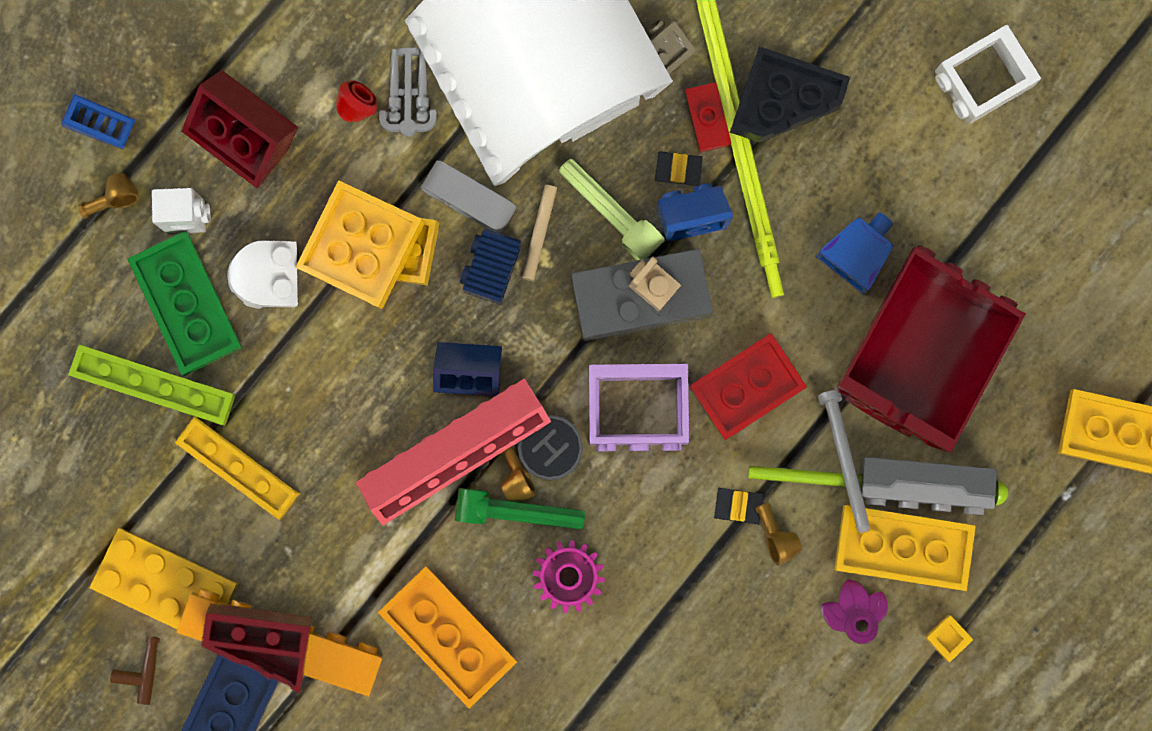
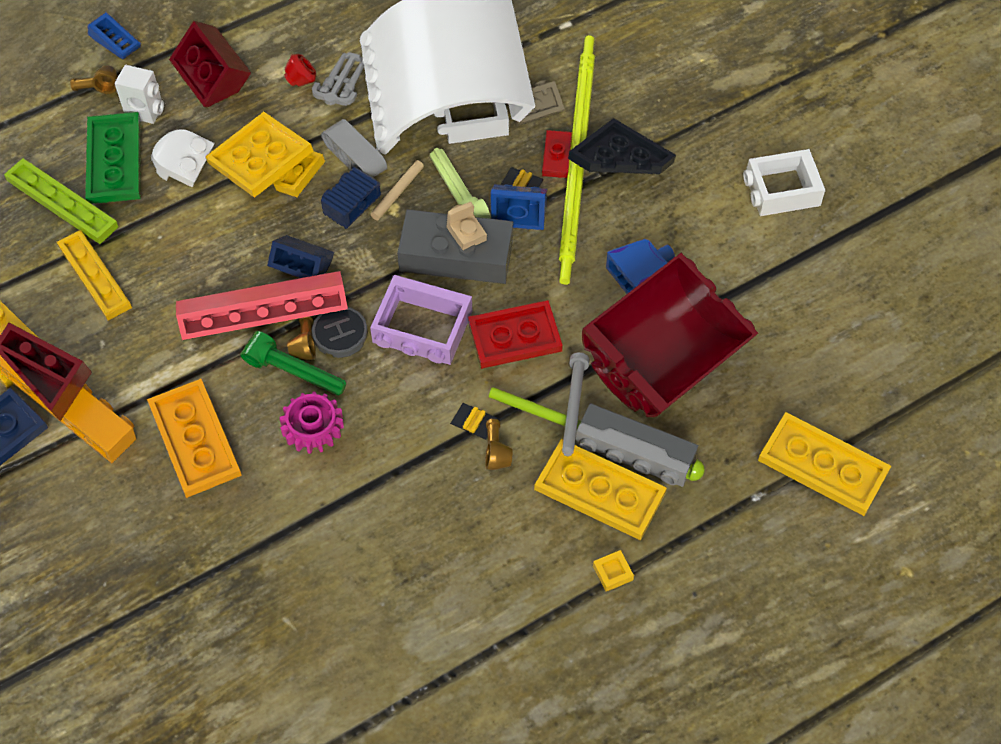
camera: 20 degrees right, 25 degrees down
(855, 607) = (540, 527): magenta plate -> none

